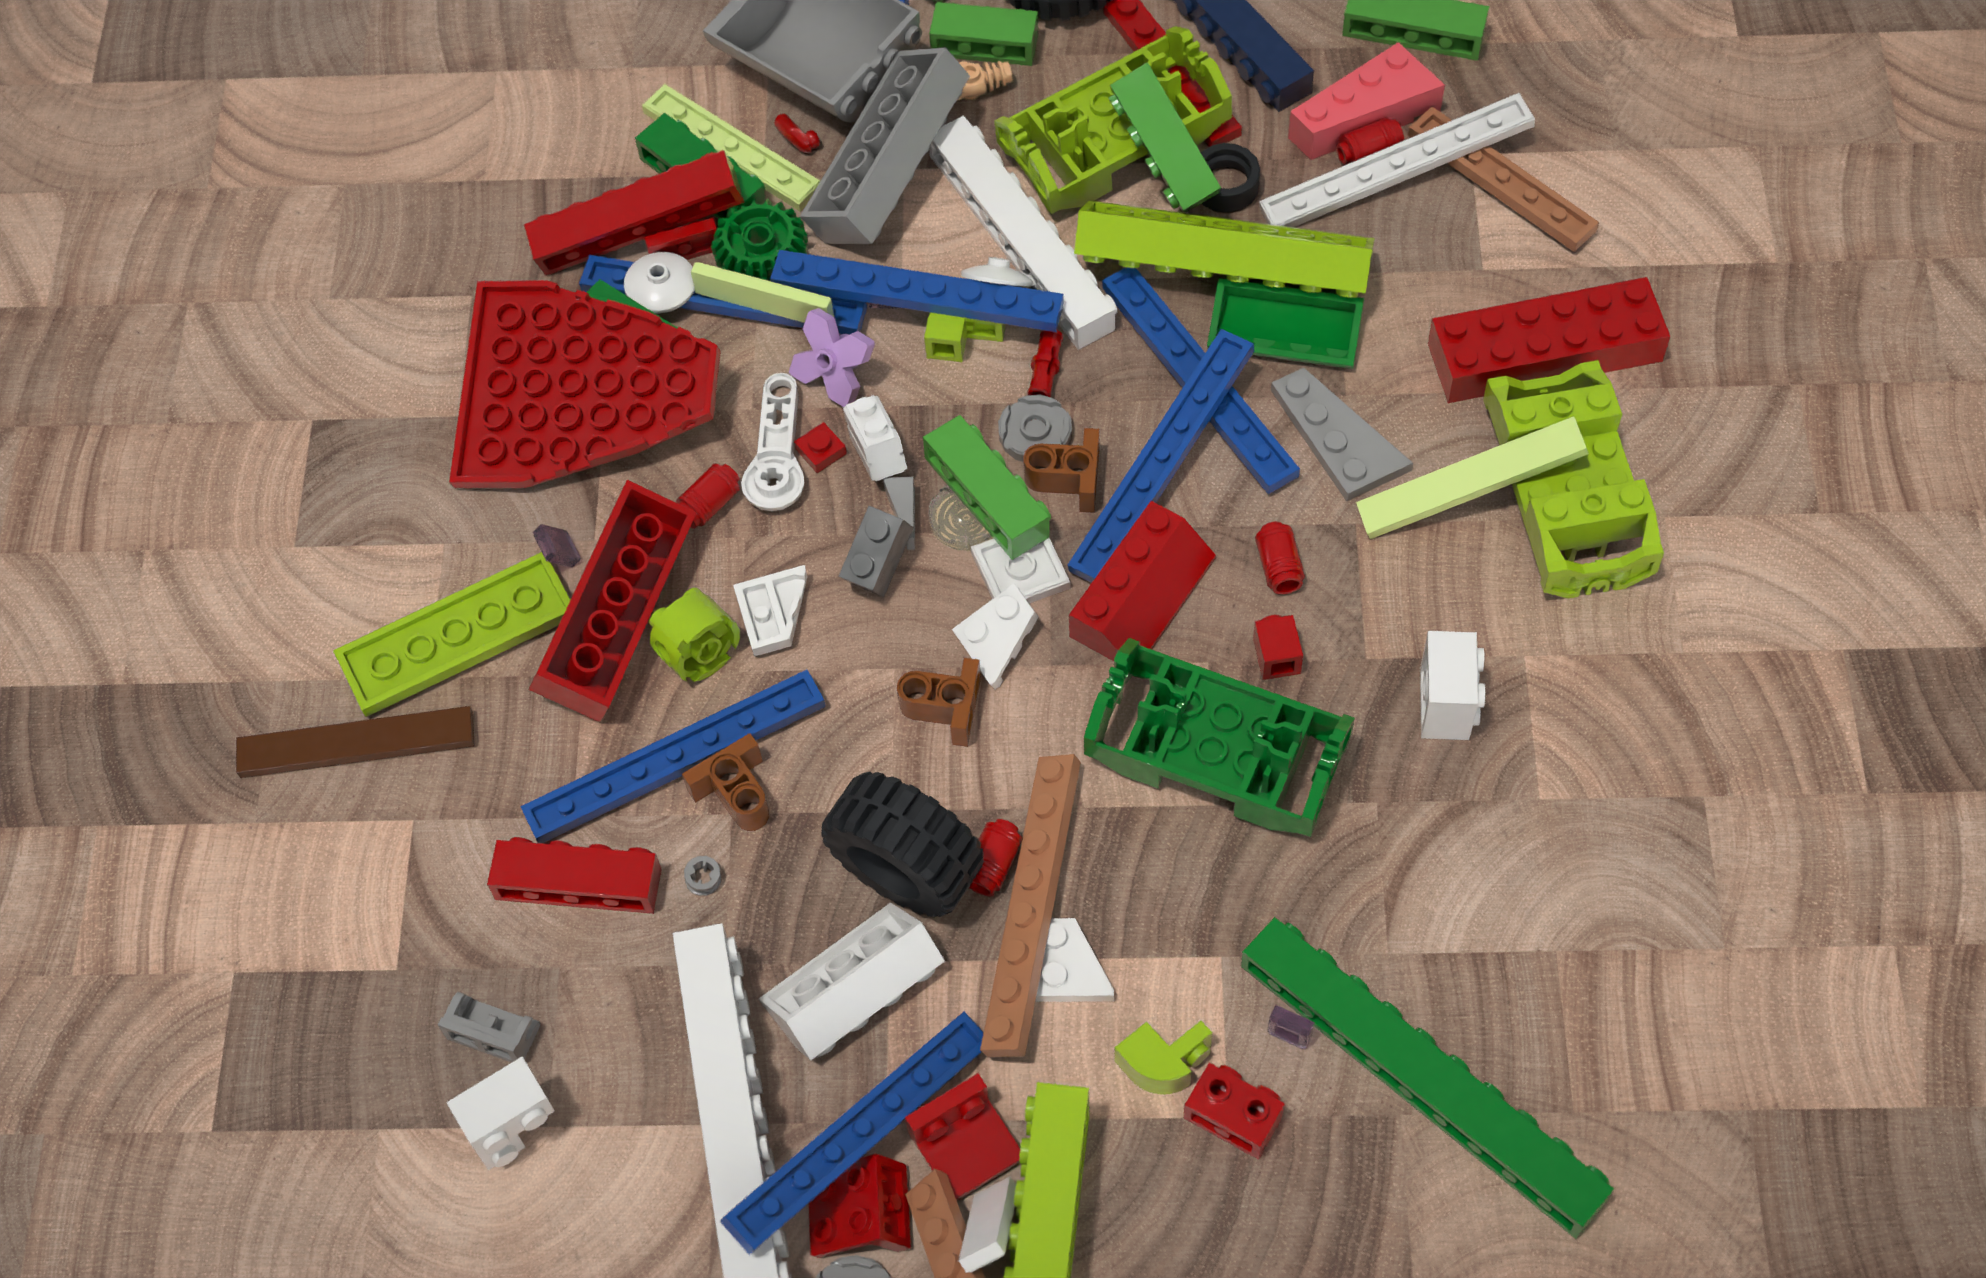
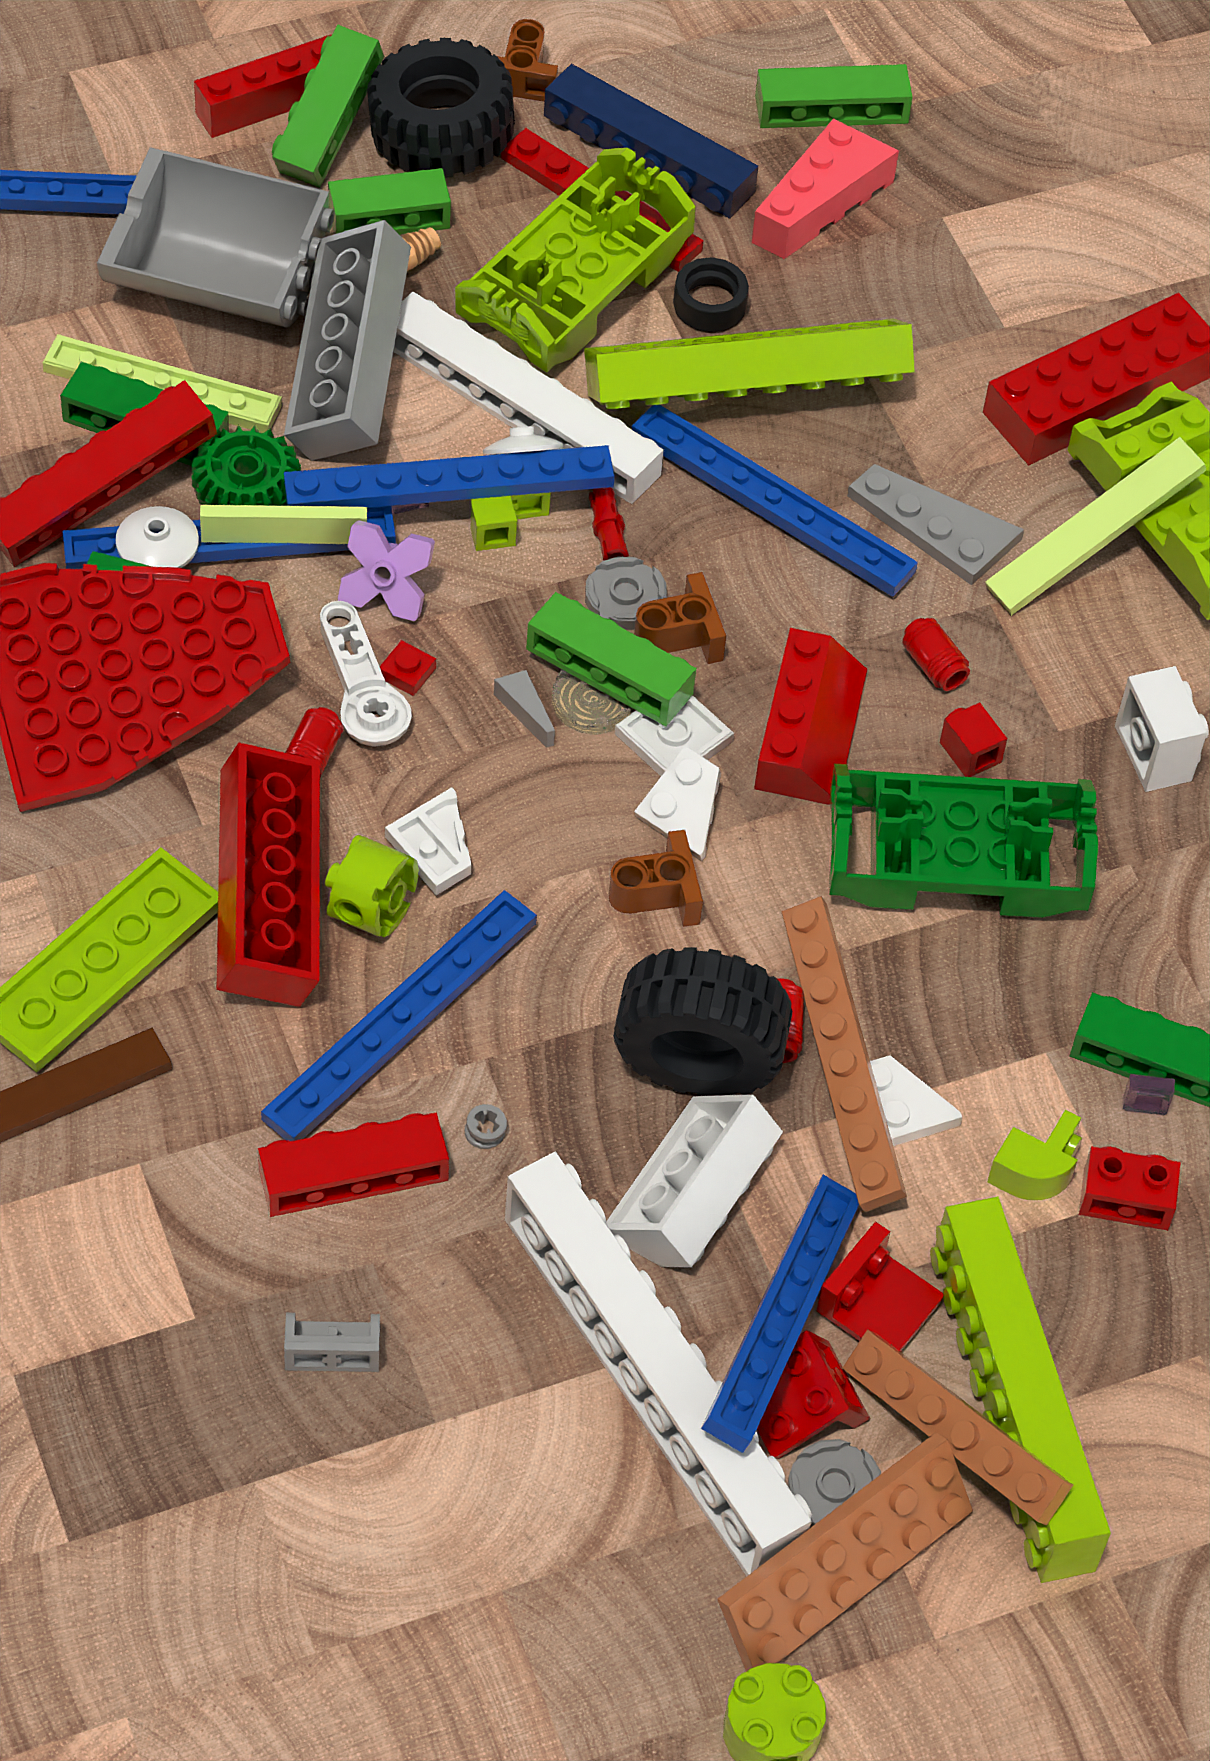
camera: 30 degrees left, 5 degrees down
(499, 1110) = (395, 1409): white brick -> none
(556, 545) = (170, 839): tile -> none
(687, 241) = (168, 489): red plate -> none
(737, 792) = (484, 1034): dark orange tile -> none
(790, 131) = (231, 355): red arm -> none
(875, 438) = (470, 639): white brick -> none
(876, 551) = (526, 752): dark grey brick -> none
(988, 1225) = (952, 1359): white tile -> none
(1163, 451) = (775, 586): blue plate -> none
(1164, 138) = (648, 264): bright green brick -> none
(1289, 322) = (836, 424): green slope -> none
(1368, 140) = (842, 226): red head -> none
(1398, 163) = (880, 240): white tile -> none
(1517, 189) = (988, 232): nougat plate -> none

